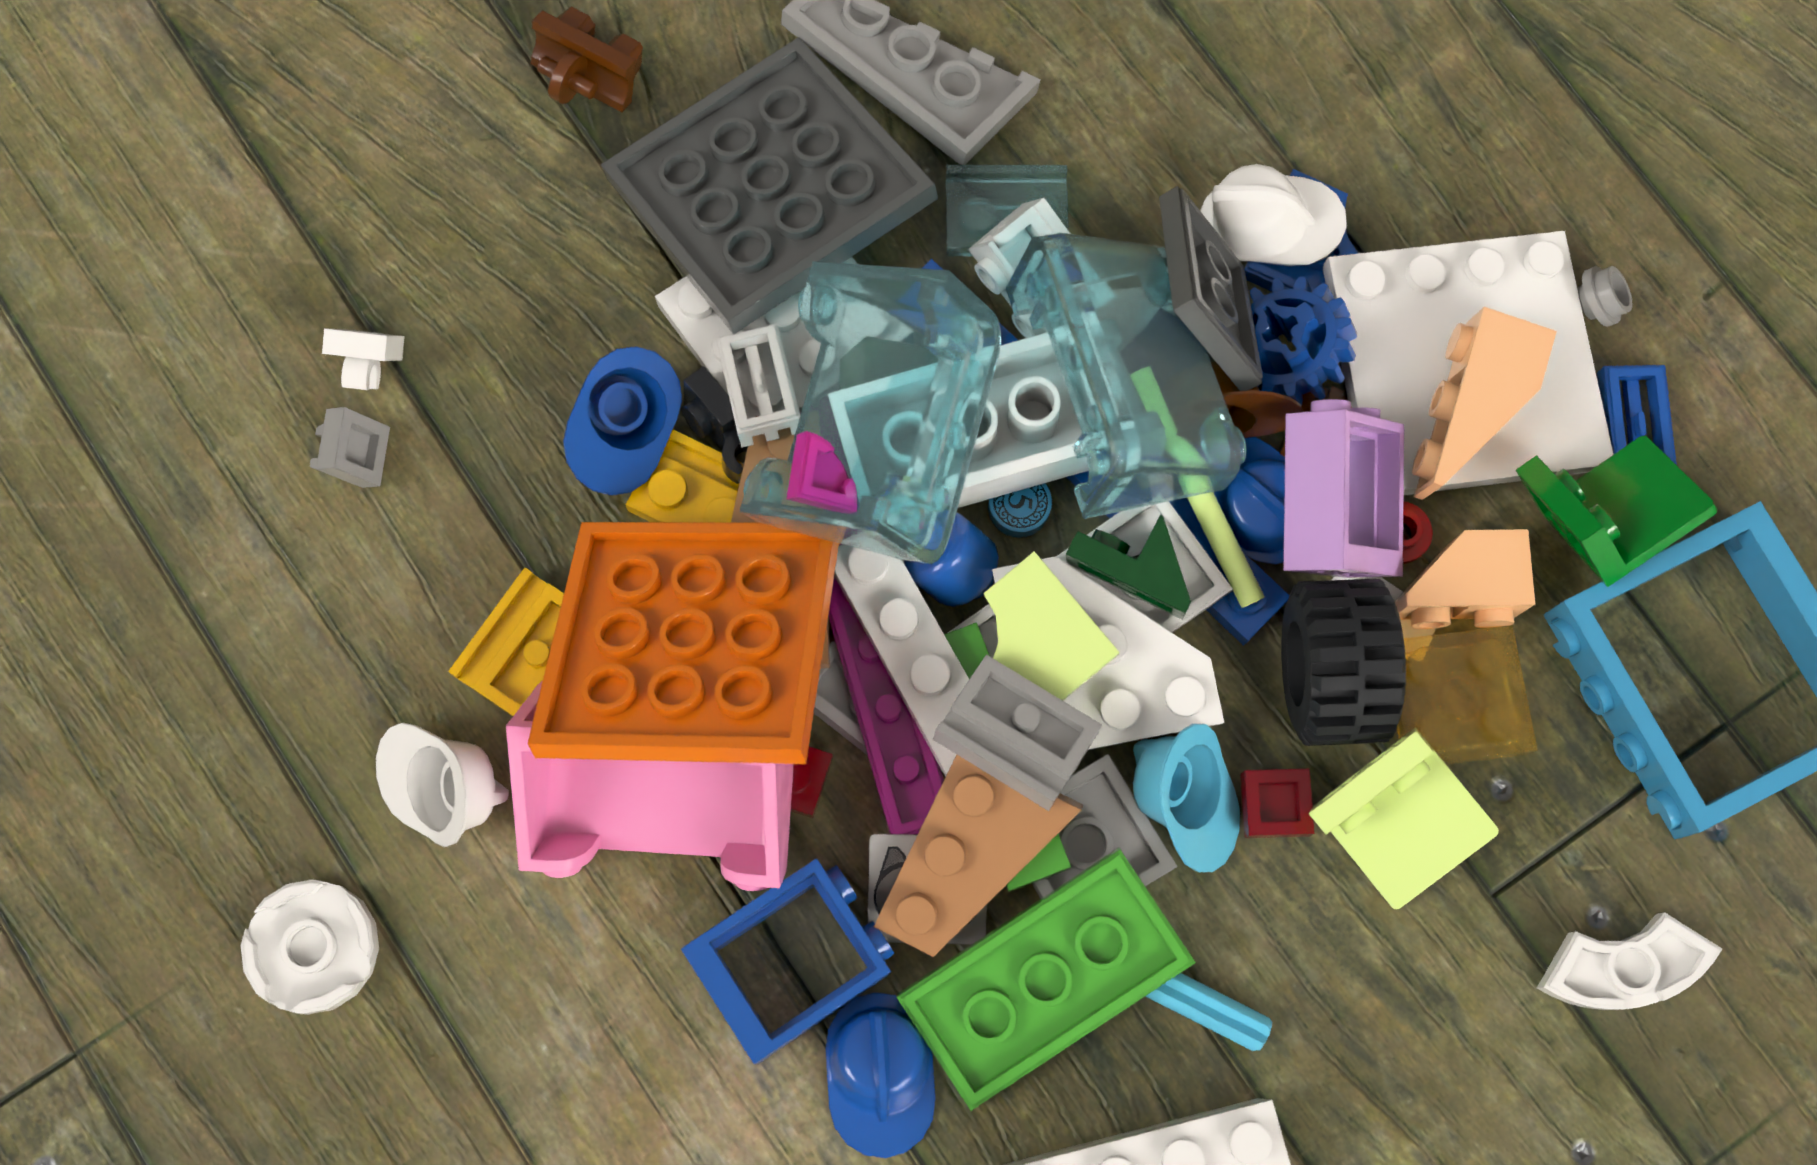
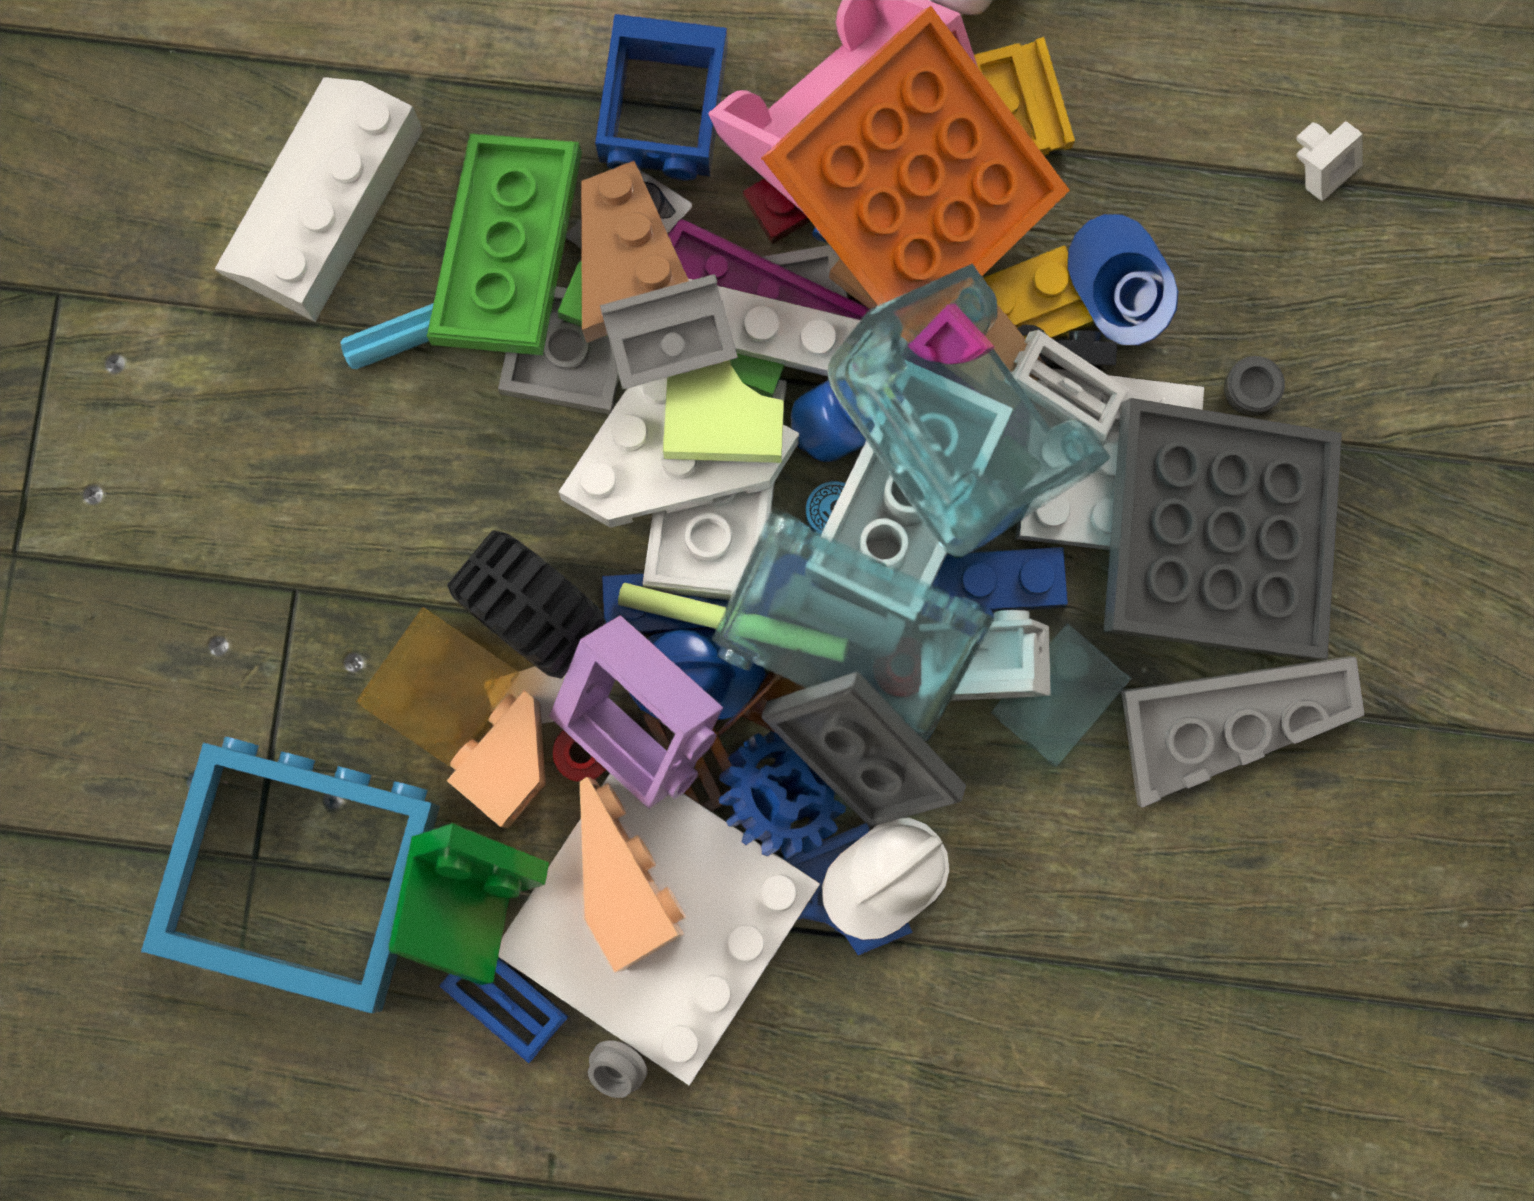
camera: 135 degrees right, 5 degrees up
(351, 447) = (1260, 97): light grey tile -> none
(581, 63) = (1460, 480): reddish brown hips -> none
(616, 264) = (1254, 386): none -> dark grey tile
(879, 1077) = (541, 98): blue piece -> none
(1152, 577) = (696, 524): dark green slope -> none
(1190, 793) = (532, 436): medium azure piece -> none
(1277, 803) = (479, 495): dark red plate -> none
(1405, 819) = (395, 563): yellowish green bracket -> none
(1629, 971) = (167, 629): white tile -> none

